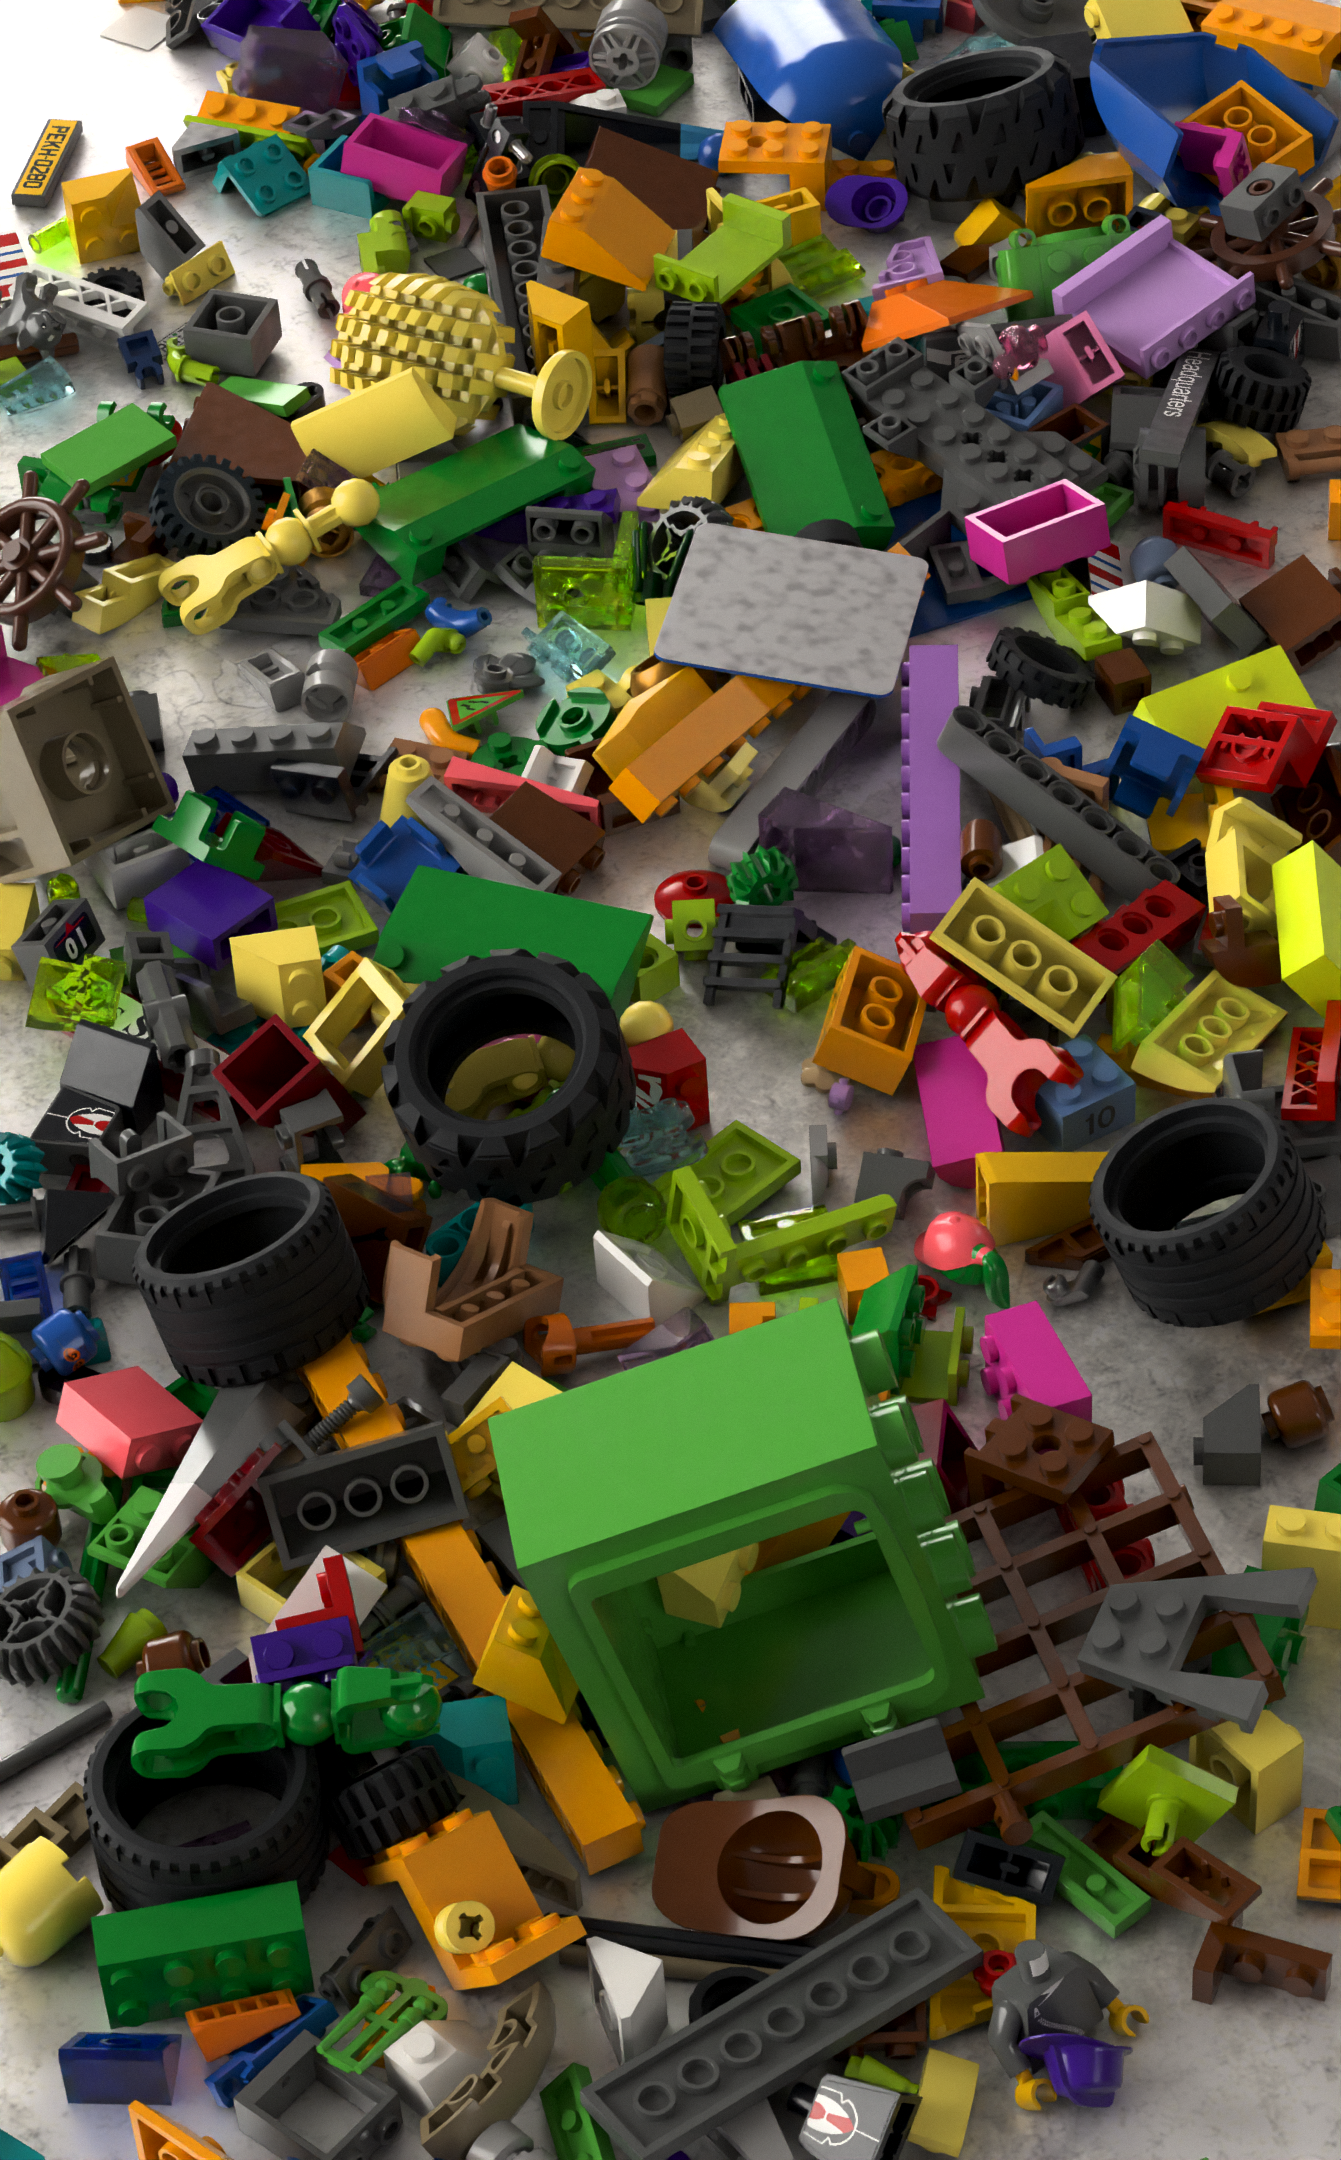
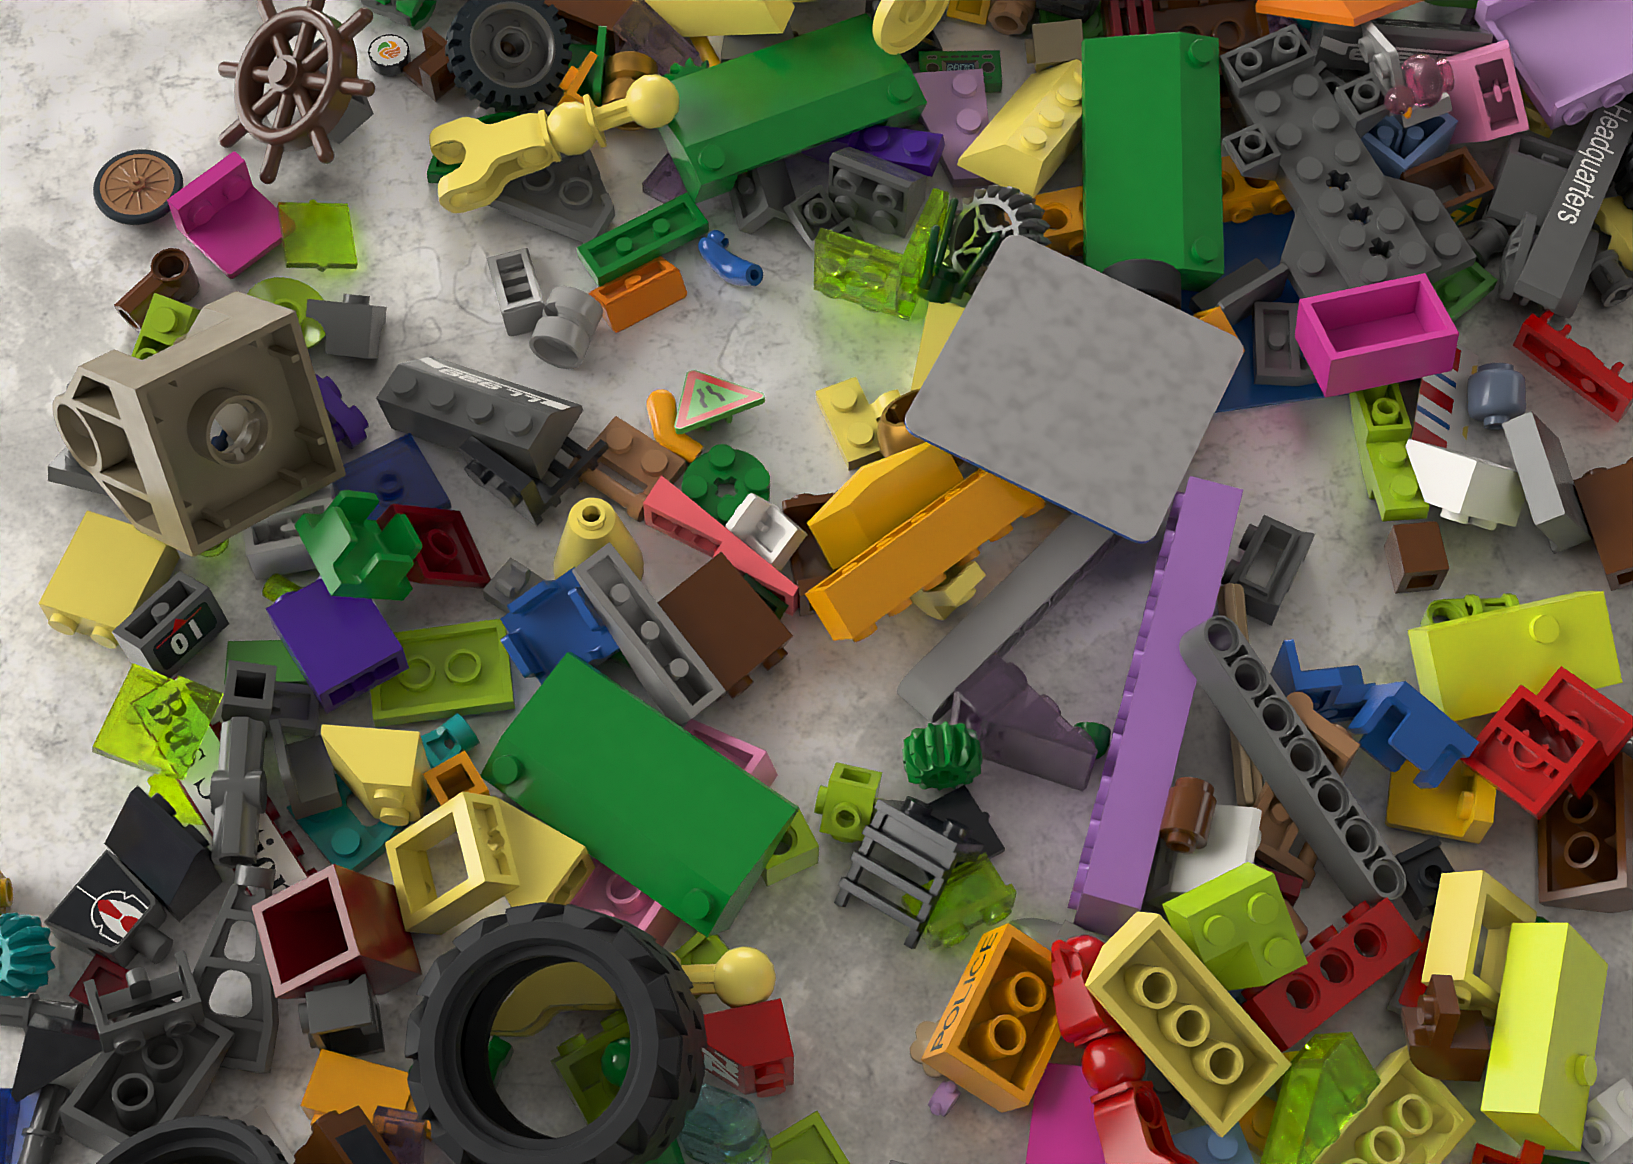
camera: 10 degrees right, 20 degrees up
(122, 595) = (397, 129): light yellow slope -> none
(437, 640) = (699, 287): lime arm -> none
(511, 670) = (758, 352): dark grey plate -> none
(568, 647) = (832, 340): clear light blue bracket -> none
(575, 720) = (821, 472): green plate -> none
(691, 886) = (850, 746): red dish -> none
(1040, 667) = (1310, 542): black tyre -> none
(1254, 823) = (1499, 853): light yellow bracket -> none

